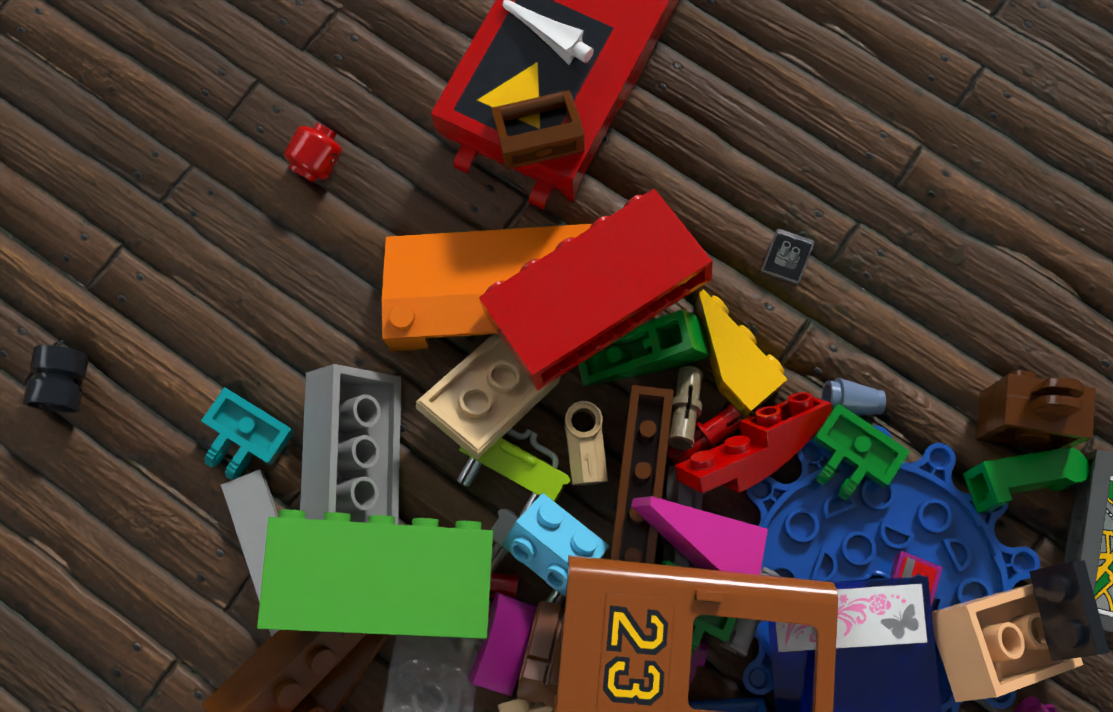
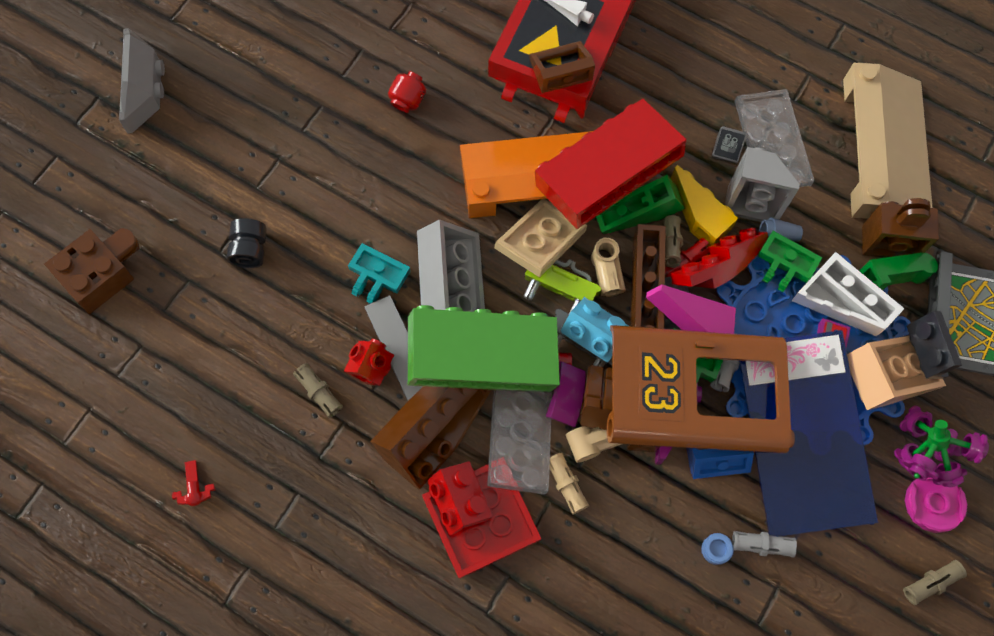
camera: 10 degrees left, 5 degrees down
(141, 611) = (318, 390): none -> dark tan pin
(216, 575) = (369, 362): none -> red brick
(824, 334) = (761, 186): none -> light grey slope
(856, 253) = (772, 125): none -> clear plate
(945, 519) = (848, 297): none -> white wedge
(1033, 263) = (888, 136): none -> tan slope

